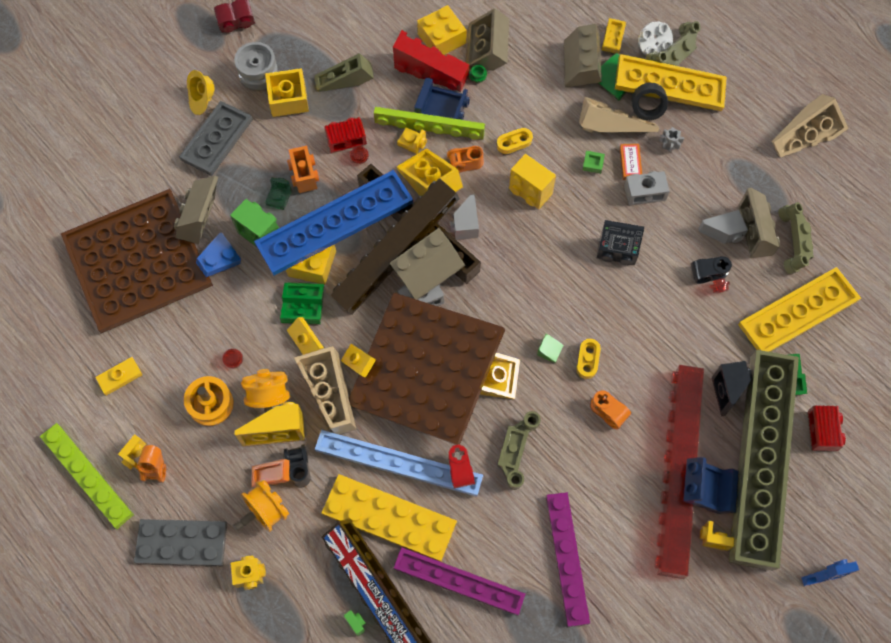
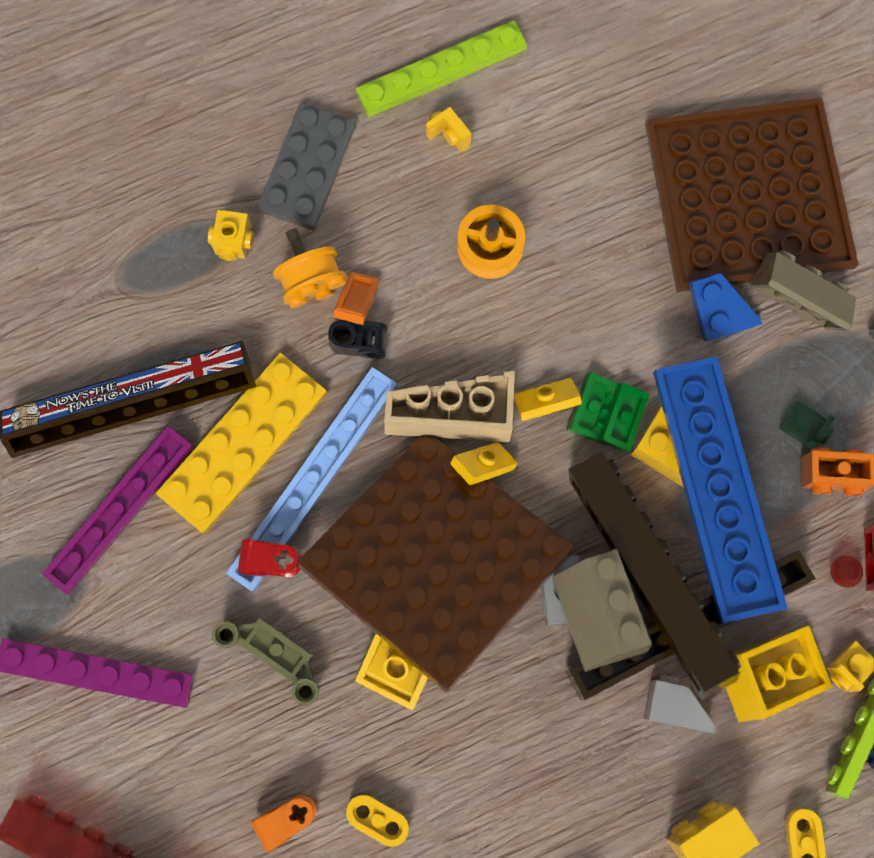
camera: 105 degrees right, 10 degrees up
(119, 376) = (572, 136): yellow plate -> none
(151, 464) = (421, 147): orange piece -> none
(232, 358) = (549, 291): clear red plate -> none
(252, 221) = (757, 371): bright green brick -> none
(265, 389) = (477, 319): light orange wheel -> none
(275, 426) = (418, 331): yellow slope -> none
(355, 622) = (116, 355): bright green plate -> none
(465, 158) = (791, 741): orange piece -> none
(550, 348) = (414, 765): slope -> none

